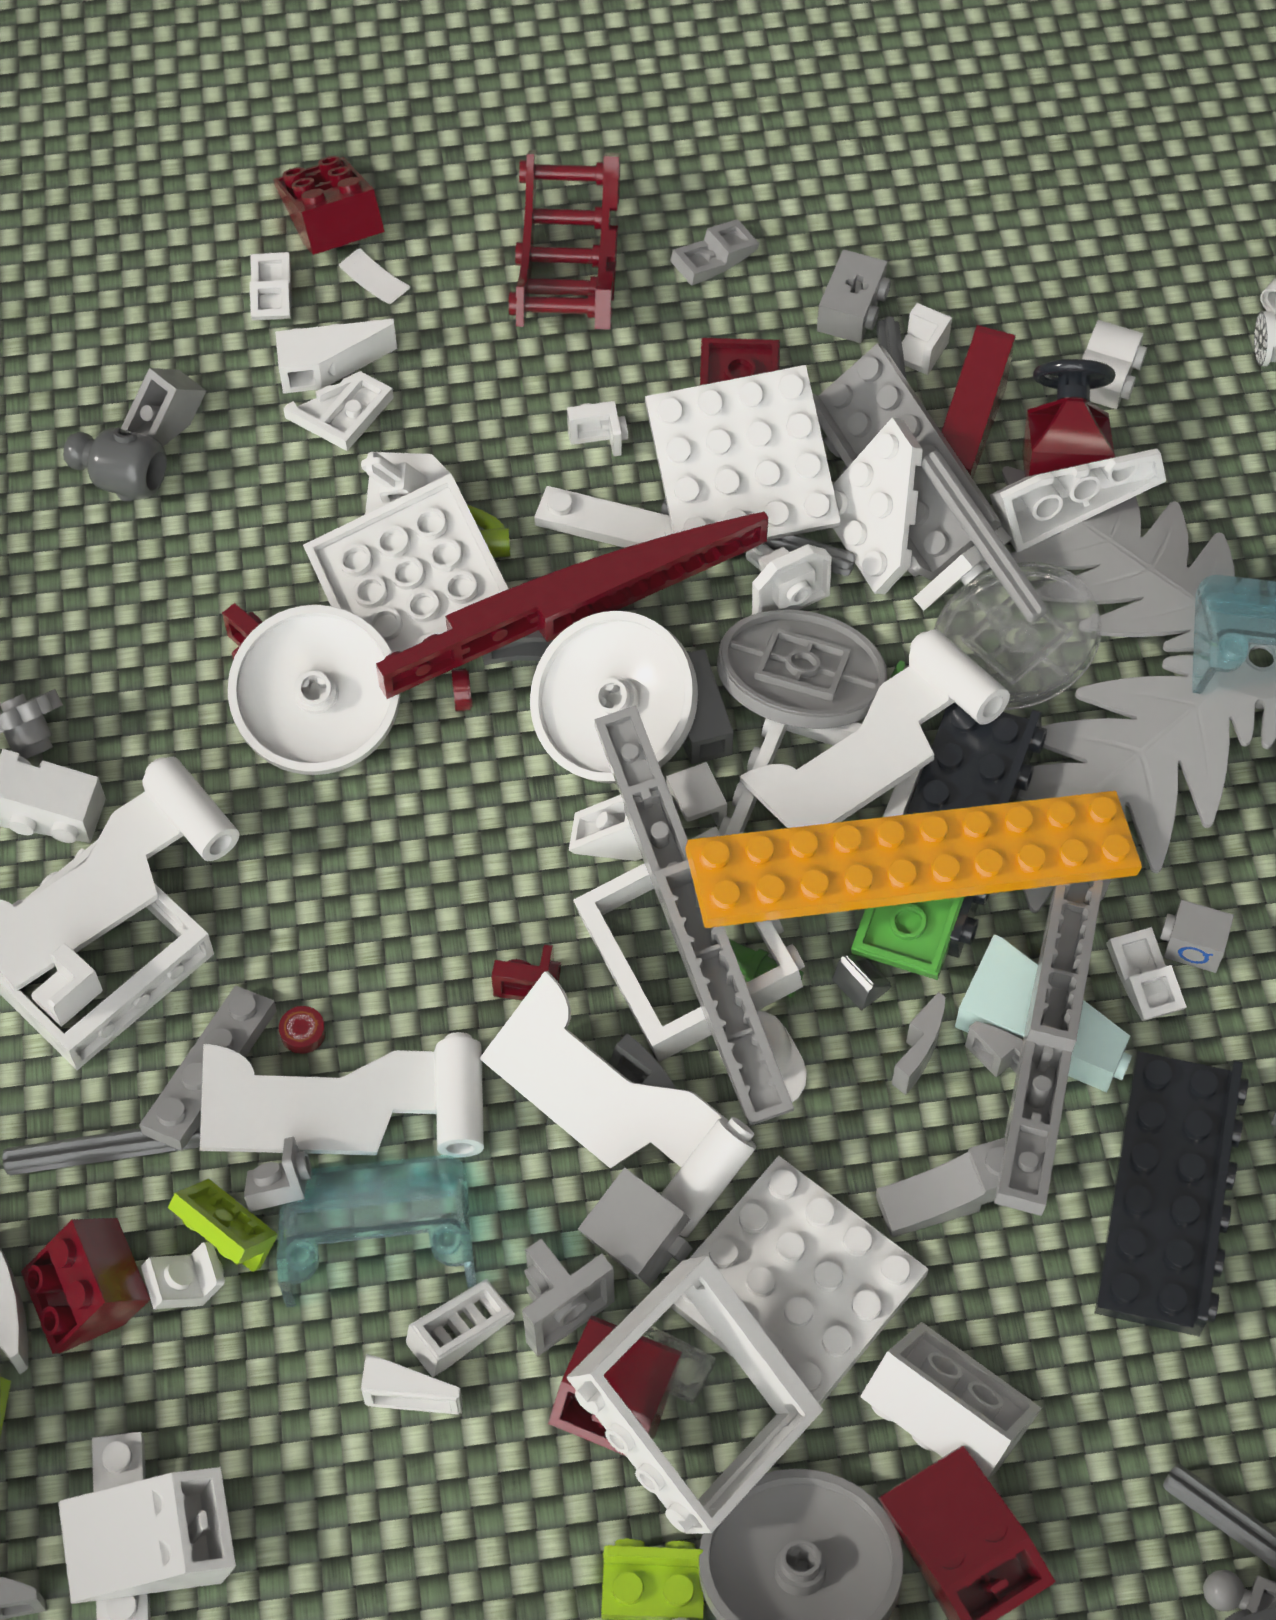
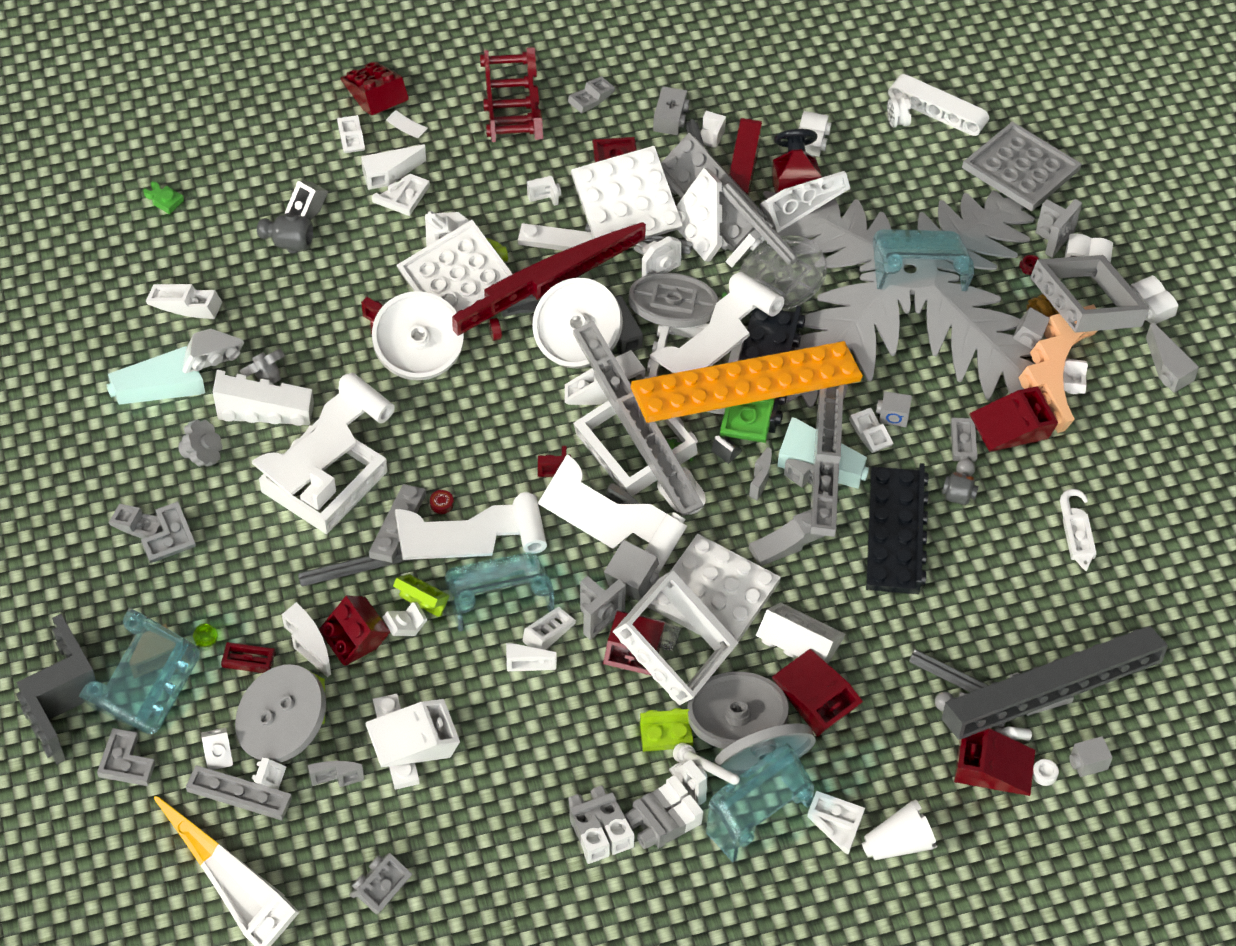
camera: 10 degrees left, 5 degrees down
(279, 1183) = (445, 572): light grey bracket -> none

